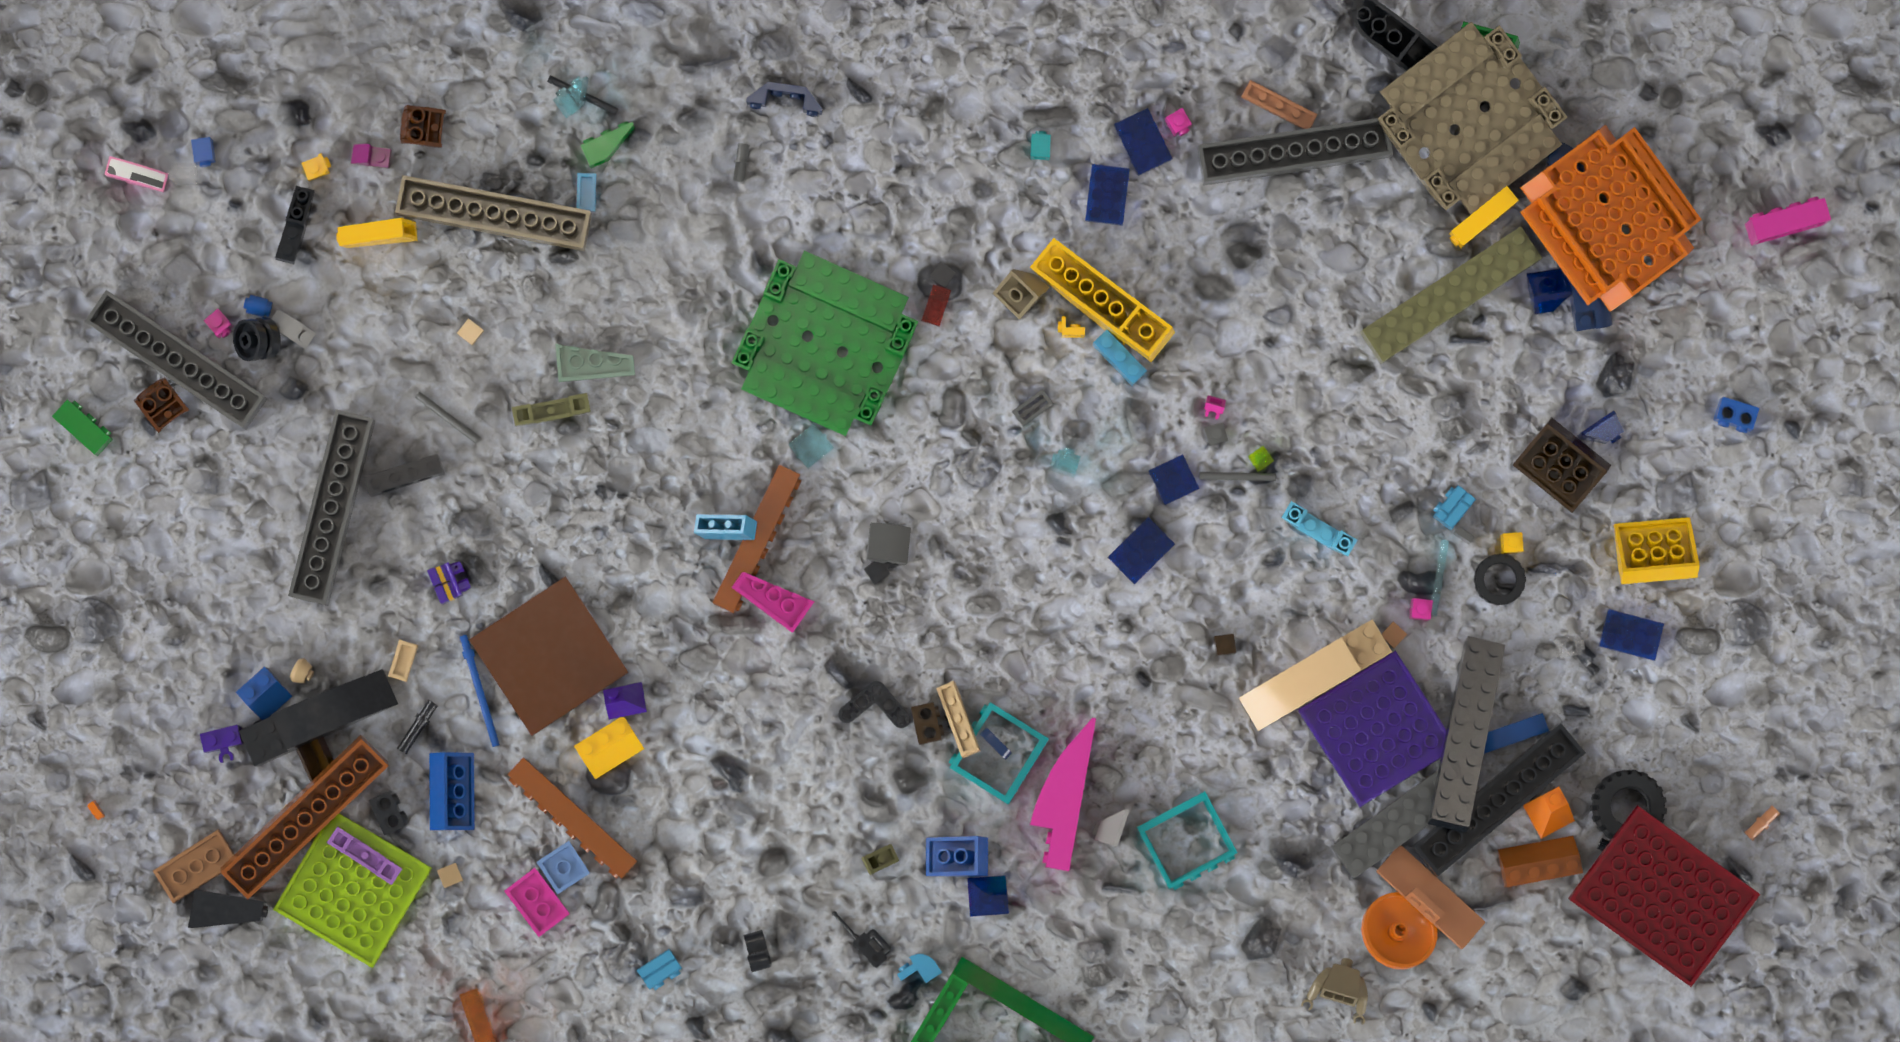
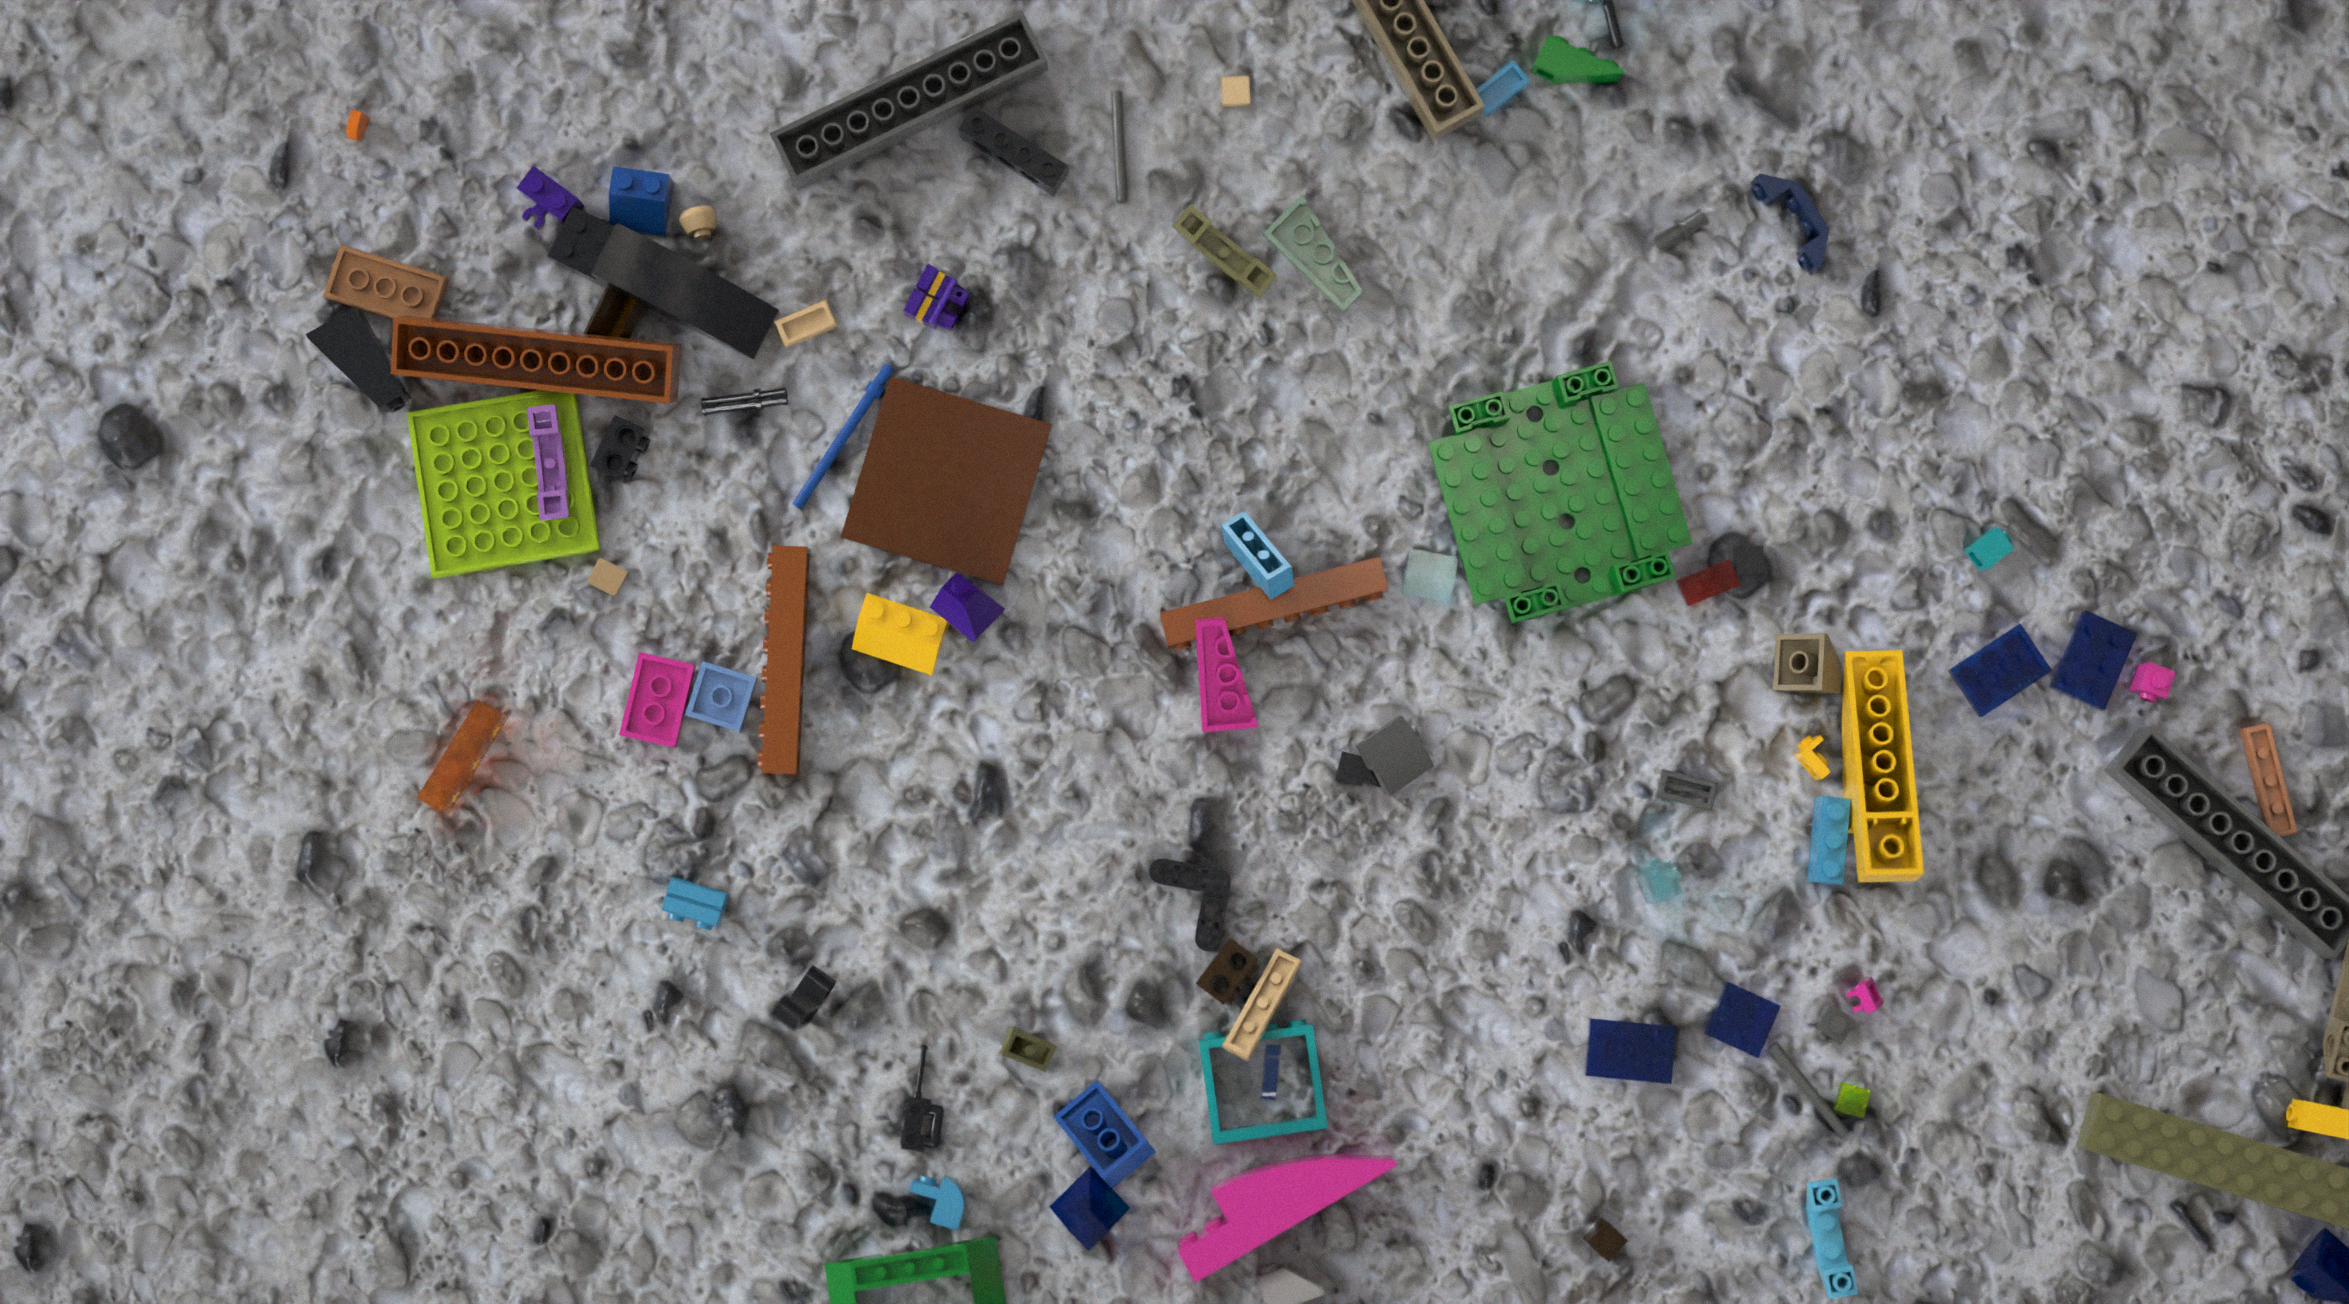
camera: 50 degrees right, 0 degrees up
(451, 791) = (703, 500): blue slope -> none

